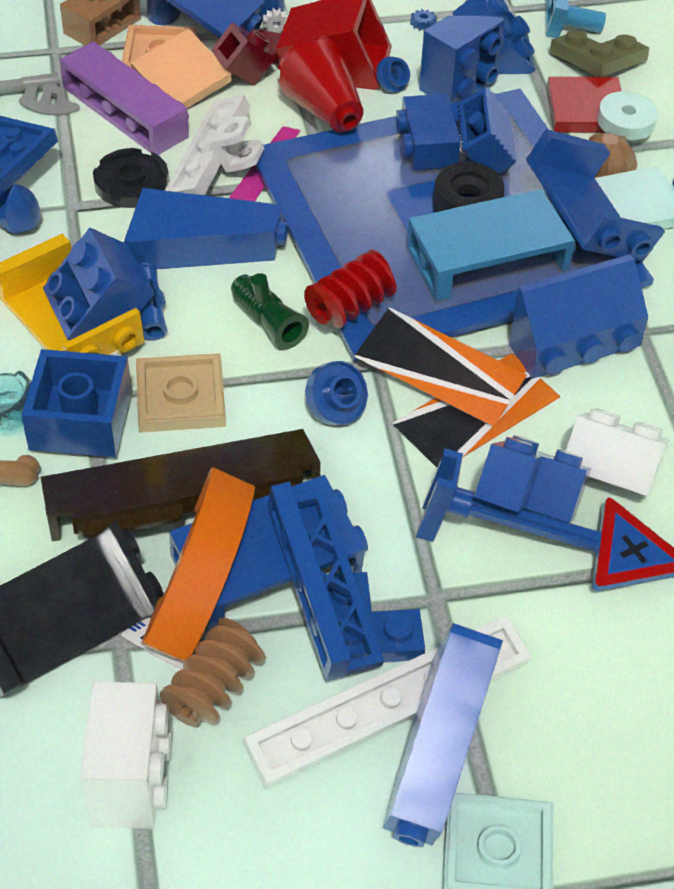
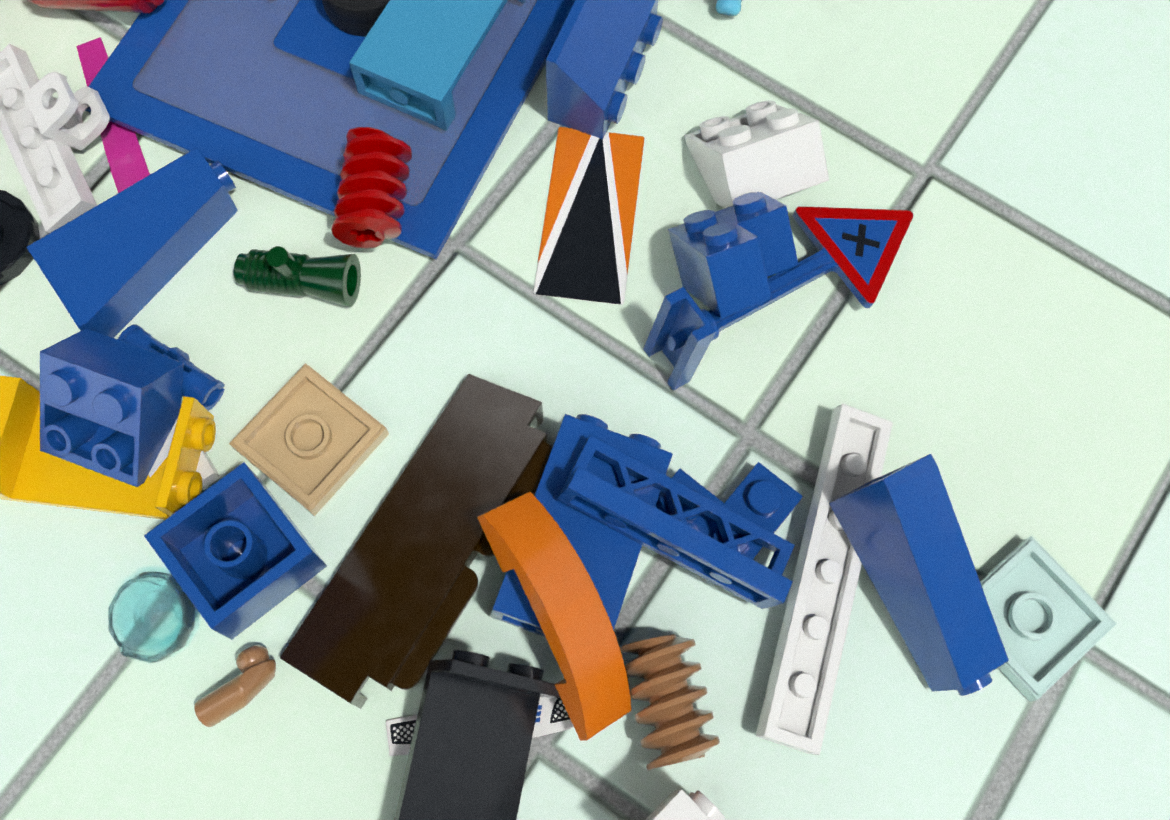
camera: 45 degrees left, 20 degrees up
(336, 393) = (466, 311): blue plate -> none
(441, 366) = (518, 197): sticker -> none

